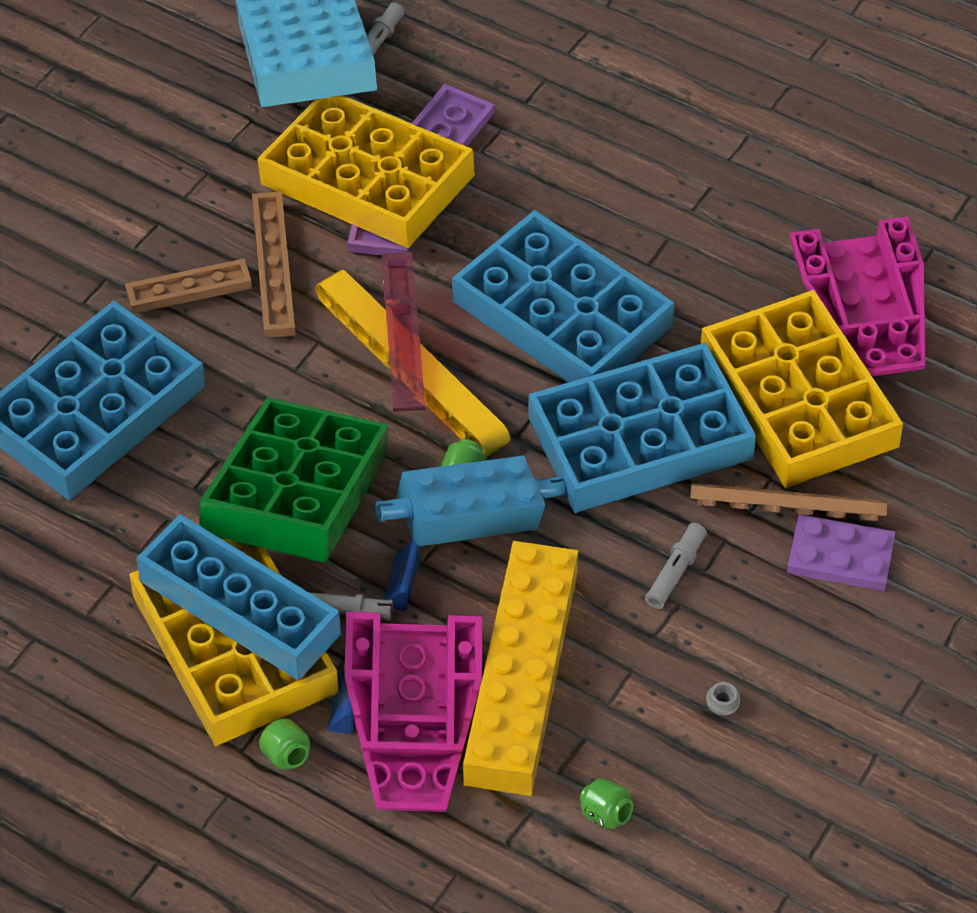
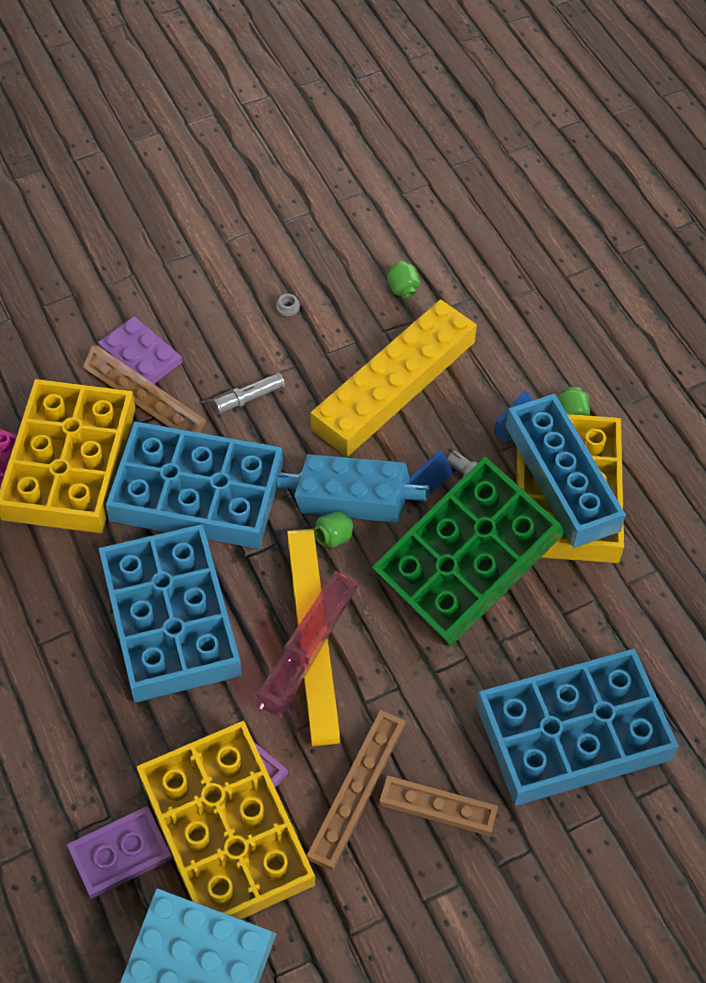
camera: 150 degrees left, 5 degrees up
(412, 704) = (477, 385): dark pink wedge -> none

